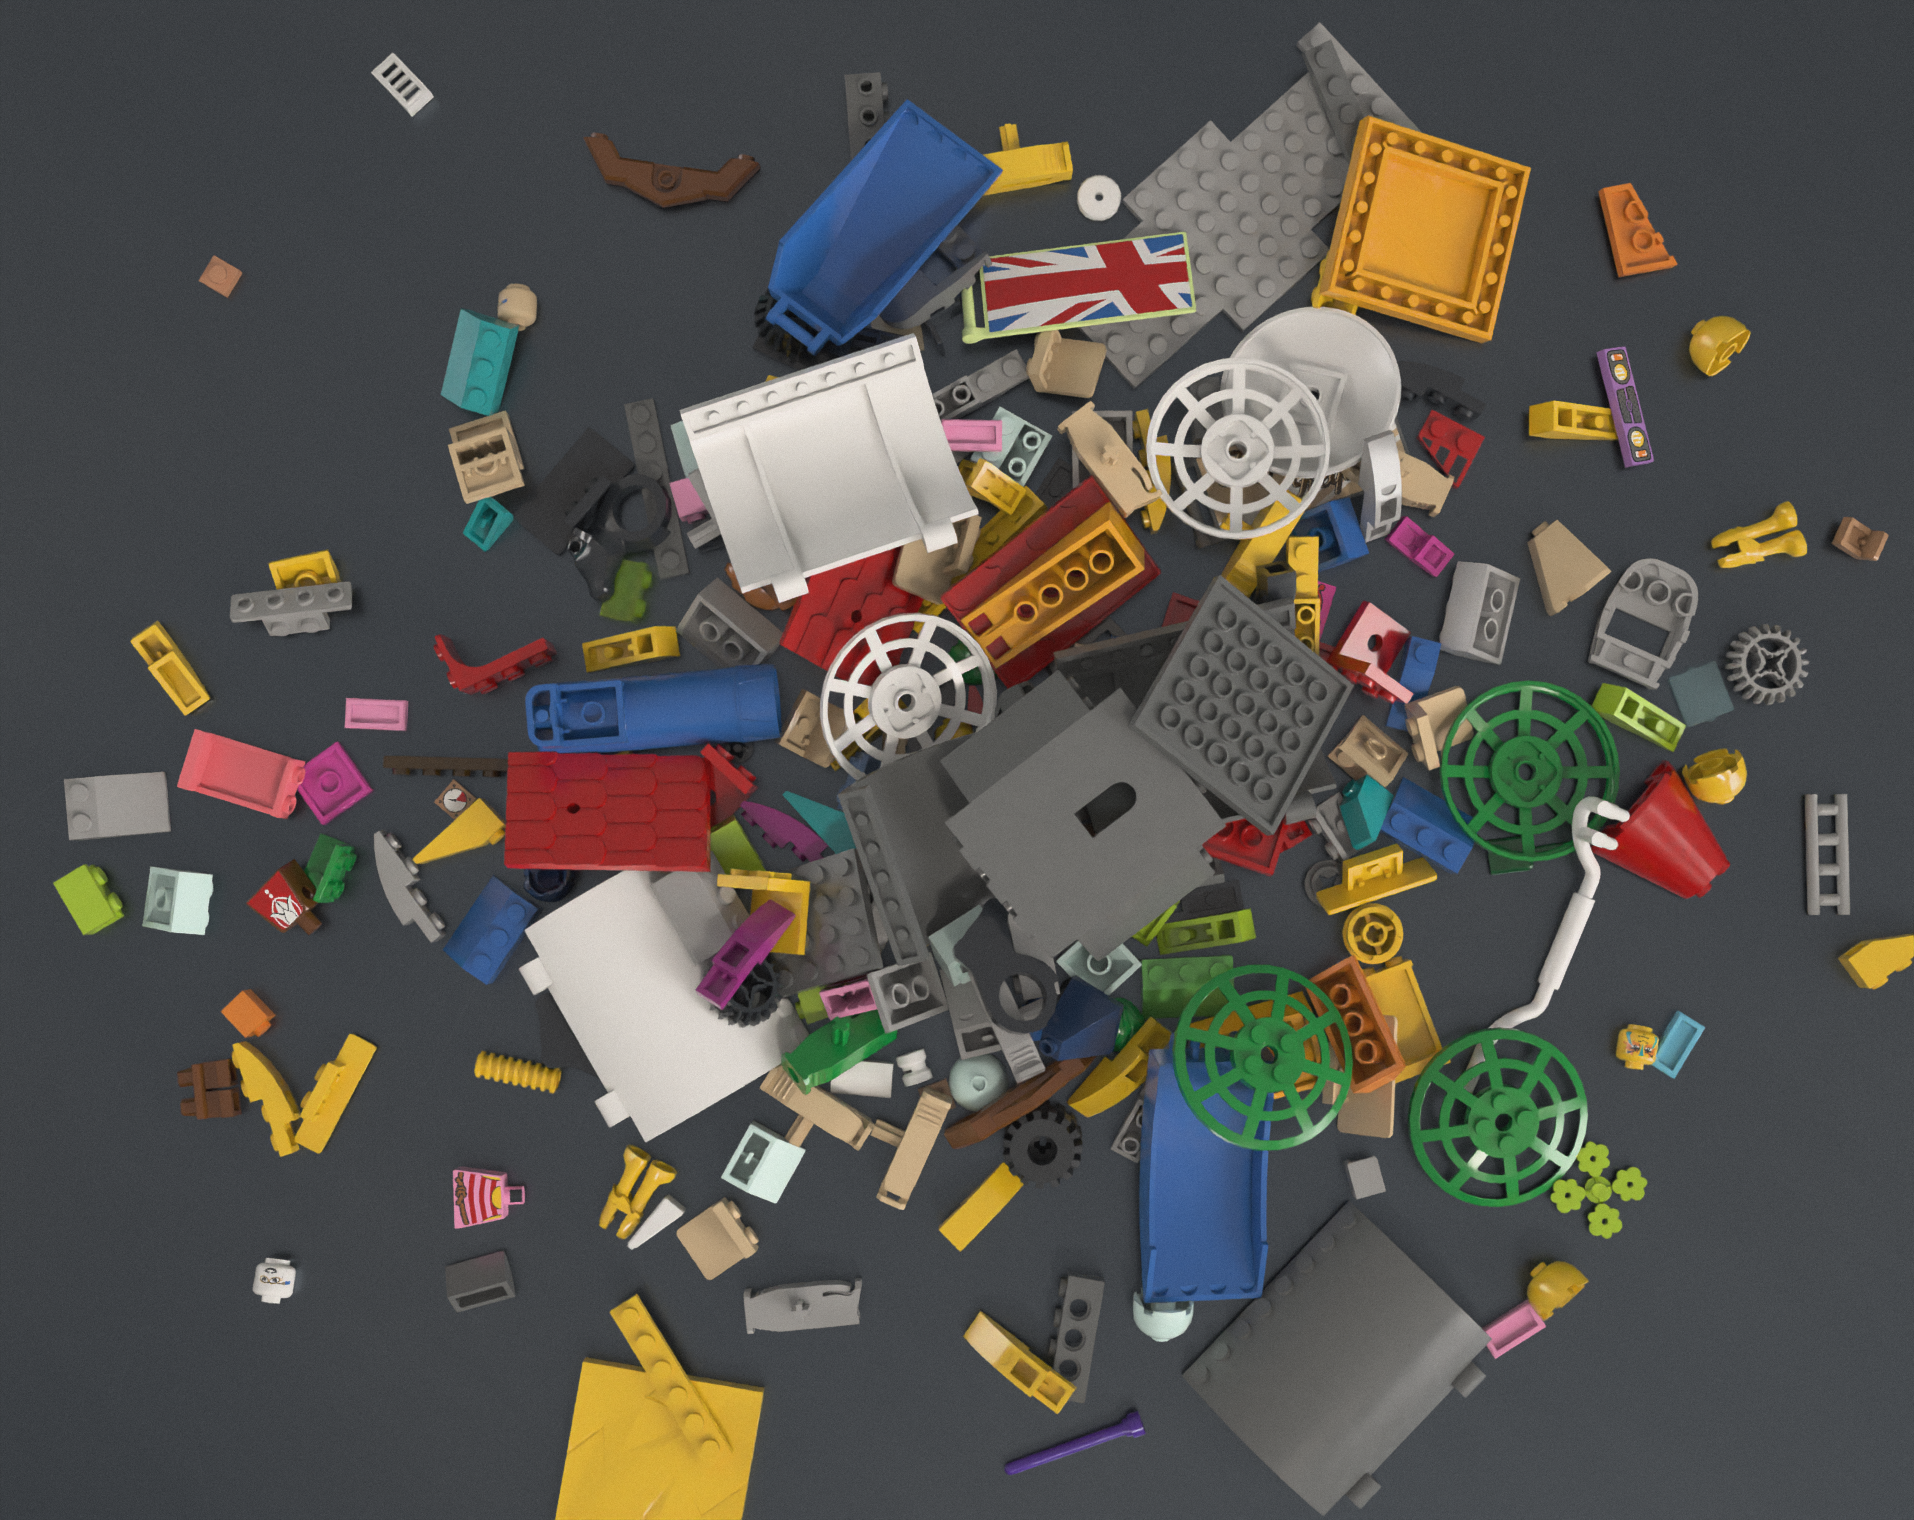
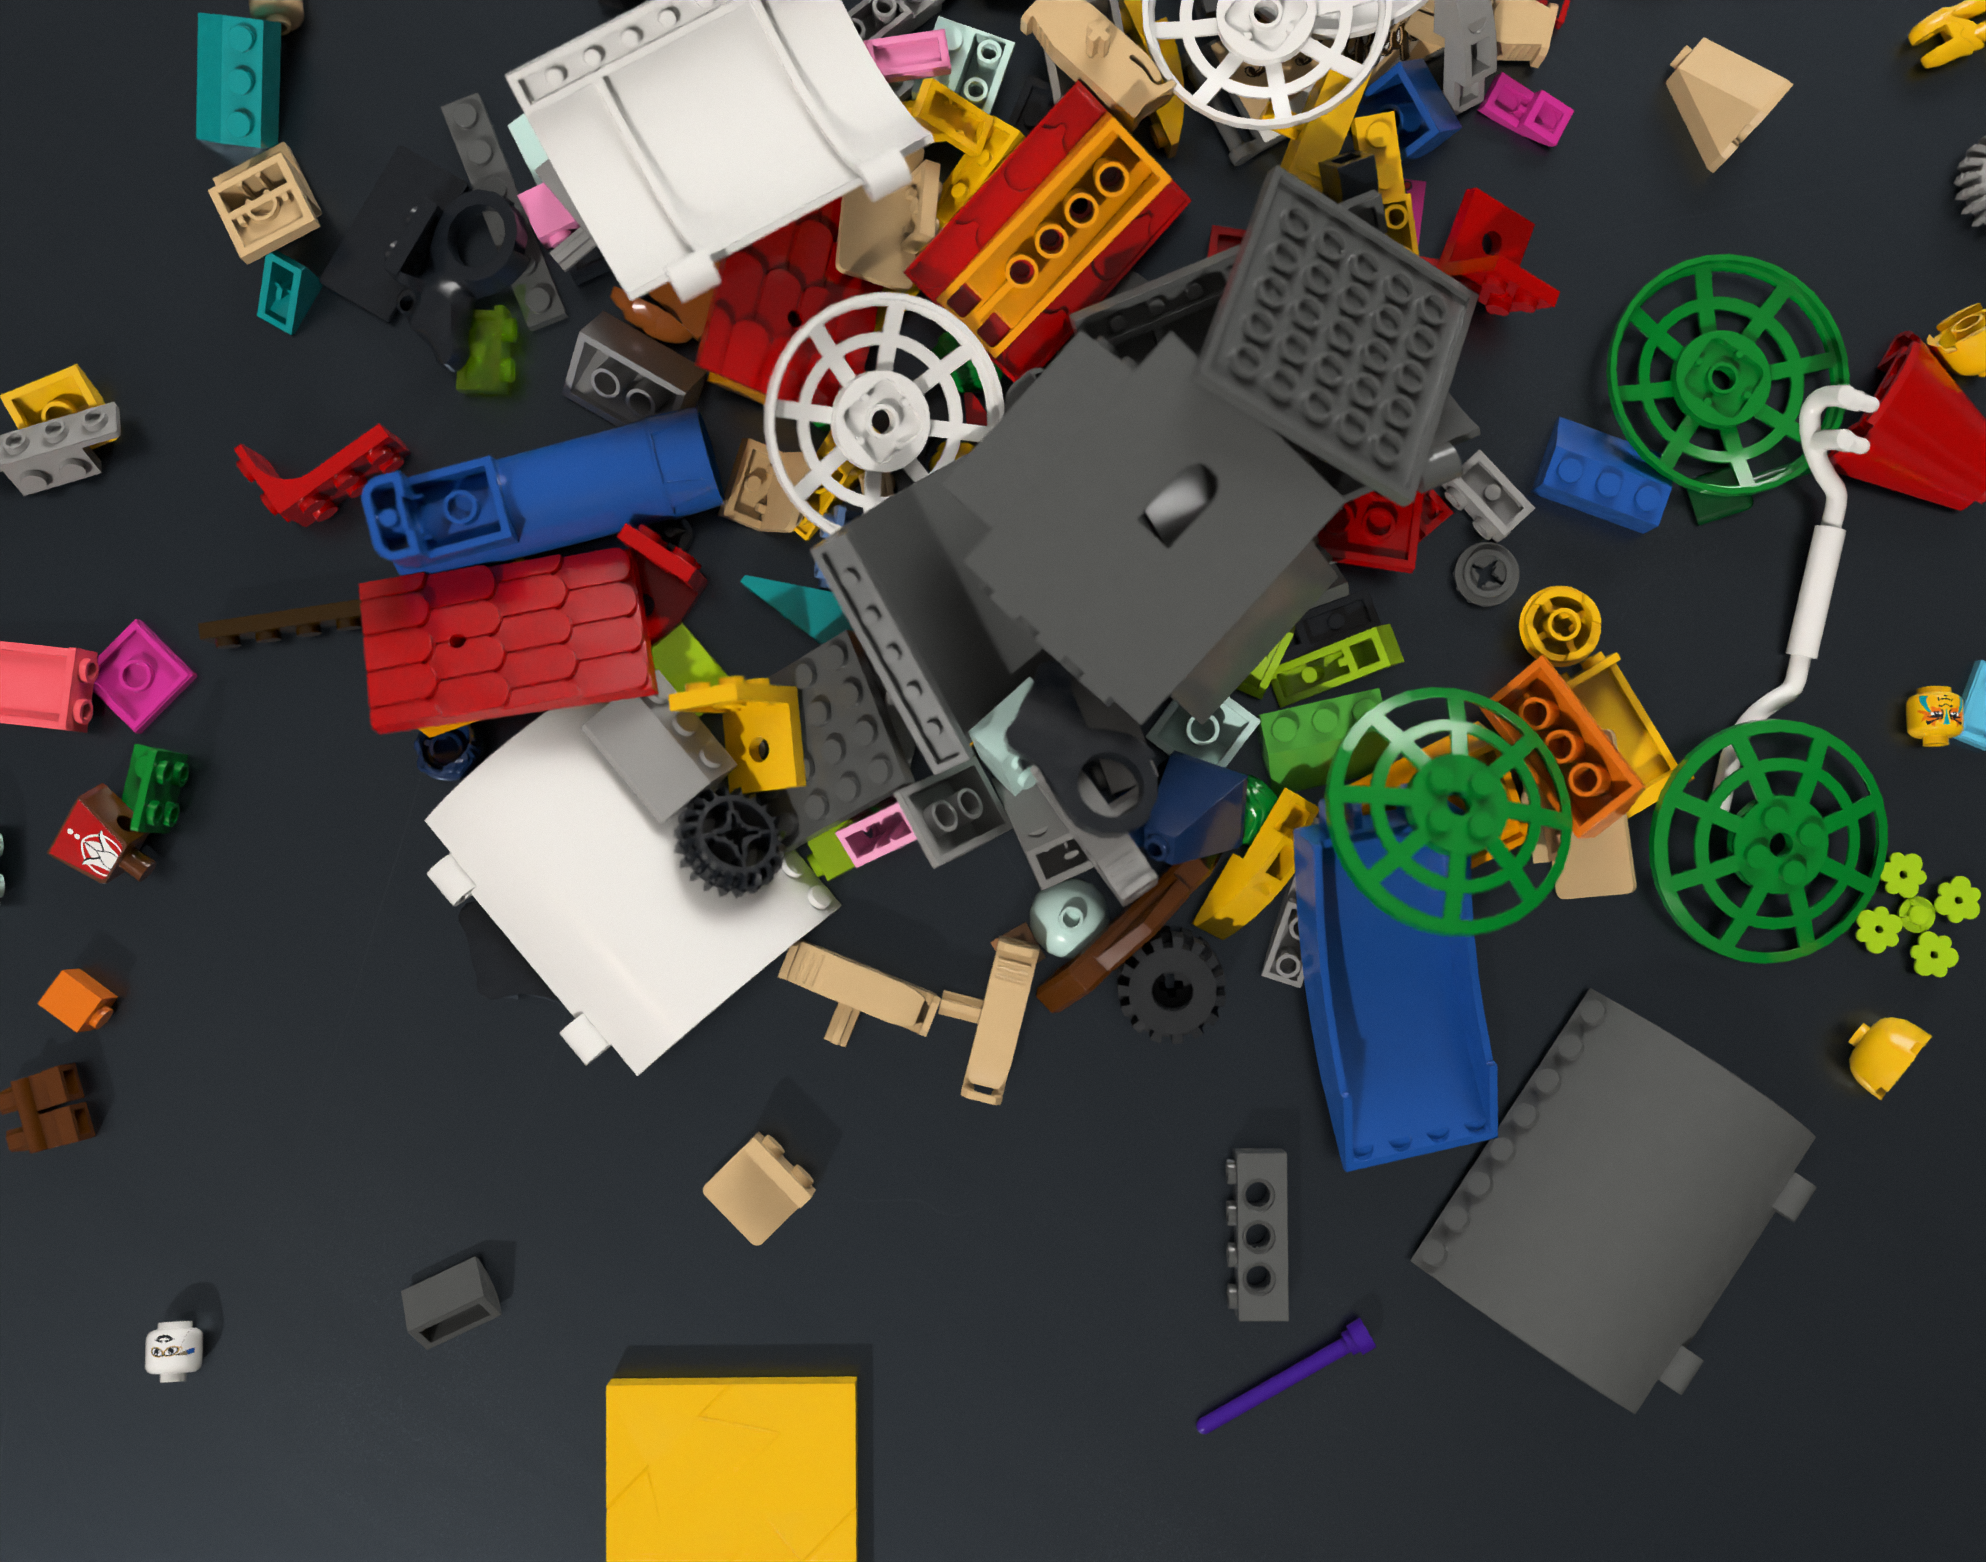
camera: 10 degrees left, 0 degrees up
(265, 1082) = (119, 1090): yellow slope -> none
(332, 1092) = (209, 1085): yellow bracket -> none
(376, 714) = (183, 574): bright pink tile -> none
(397, 877) = (248, 786): light grey slope -> none
(455, 799) = (308, 669): tile -> none
(471, 830) = (331, 706): yellow slope -> none
(482, 1196) = (434, 1188): torso -> none
(492, 930) = (386, 833): blue slope -> none
(517, 1072) = (452, 1014): yellow piece -> none
(622, 1199) = (620, 1156): yellow piece -> none
(631, 648) = (508, 424): yellow slope -> none
(662, 1216) = (680, 1169): white slope -> none
(671, 1381) = (729, 1391): yellow plate -> none
(742, 951) = (719, 791): magenta slope -> none
(763, 1163) = (801, 1076): light aqua slope -> none
(782, 829) = (752, 629): magenta slope -> none
(803, 1306) = (888, 1258): light grey piece -> none
(835, 1049) = (872, 904): green piece -> none
(866, 1079) = (913, 940): white brick -> none
(914, 1067) = (981, 914): white wheel -> none
(980, 1207) = (1103, 1083): yellow slope -> none
(1017, 1363) = (1191, 1284): yellow slope -> none
(1163, 1319) = (1373, 1189): light aqua cylinder -> none
(1364, 810) = (1519, 464): teal slope -> none
(1364, 1177) = (1605, 952): light grey panel -> none
(1368, 752) = (1509, 396): tan bracket -> none
(1375, 877) = (1548, 551): yellow bracket -> none
(1414, 674) = (1556, 261): blue slope -> none
(1431, 720) = (1584, 333): tan bracket -> none
(1479, 612) = (1620, 180): light grey slope -> none
(1512, 1328) = (1839, 1118): bright pink tile -> none
(1638, 716) = (1855, 279): lime slope -> none
(1657, 596) = (1852, 119): light grey slope -> none
(1700, 694) = (1930, 239): clear light blue piece -> none

